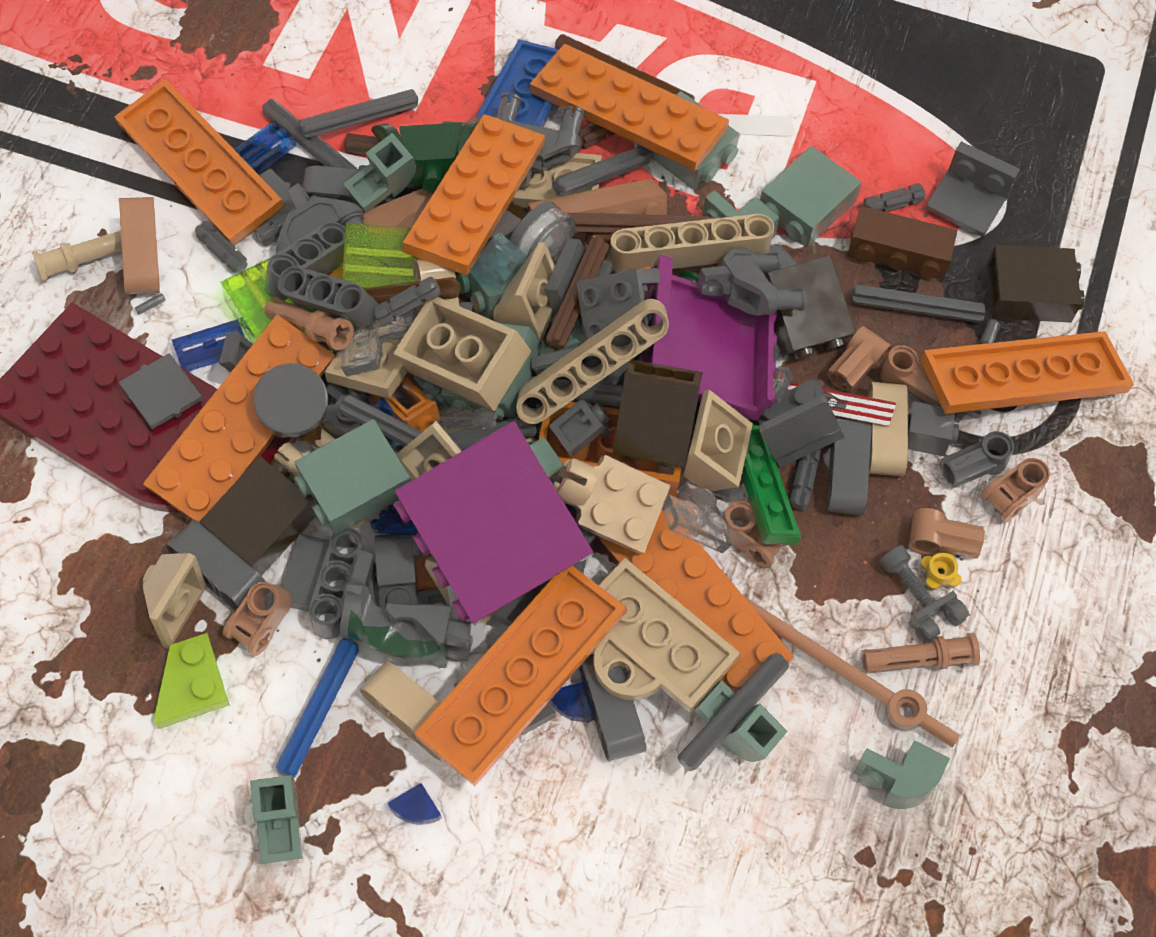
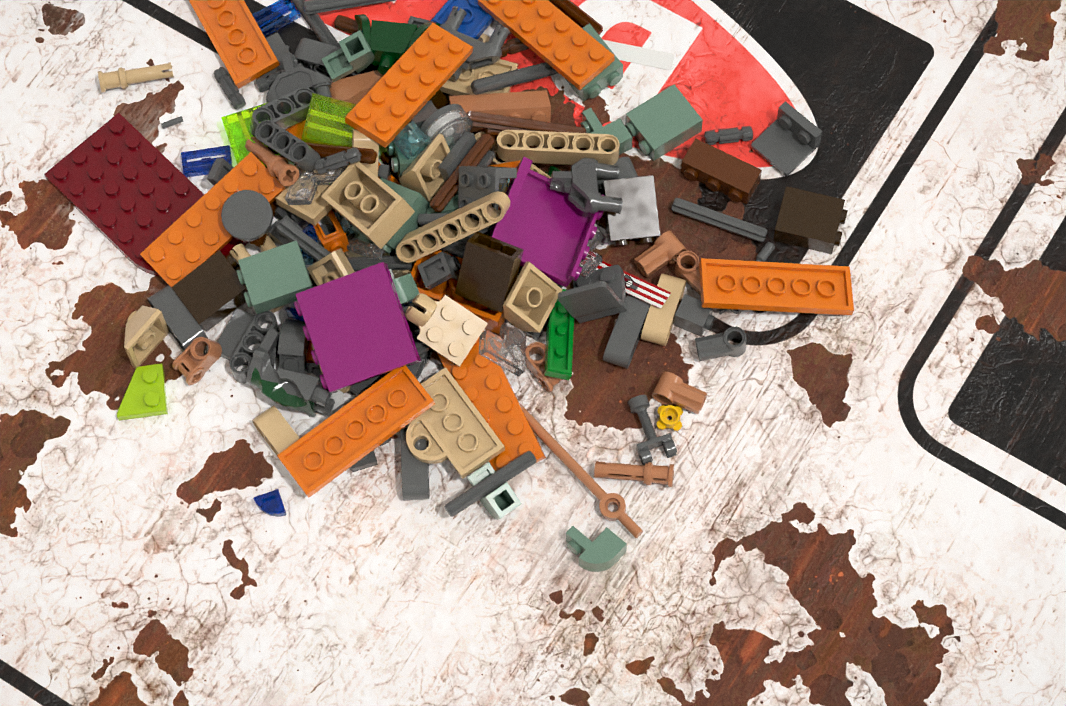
camera: 20 degrees right, 5 degrees up
(139, 245) = (171, 79): nougat beam -> none
(160, 391) = (165, 189): dark grey piece -> none
(277, 818) = (181, 490): sand green brick -> none
(317, 708) = (223, 426): blue axle -> none
(573, 703) = (390, 456): clear blue tile -> none
(804, 481) = (594, 335): dark grey axle -> none
(1013, 492) = (736, 372): nougat piece -> none

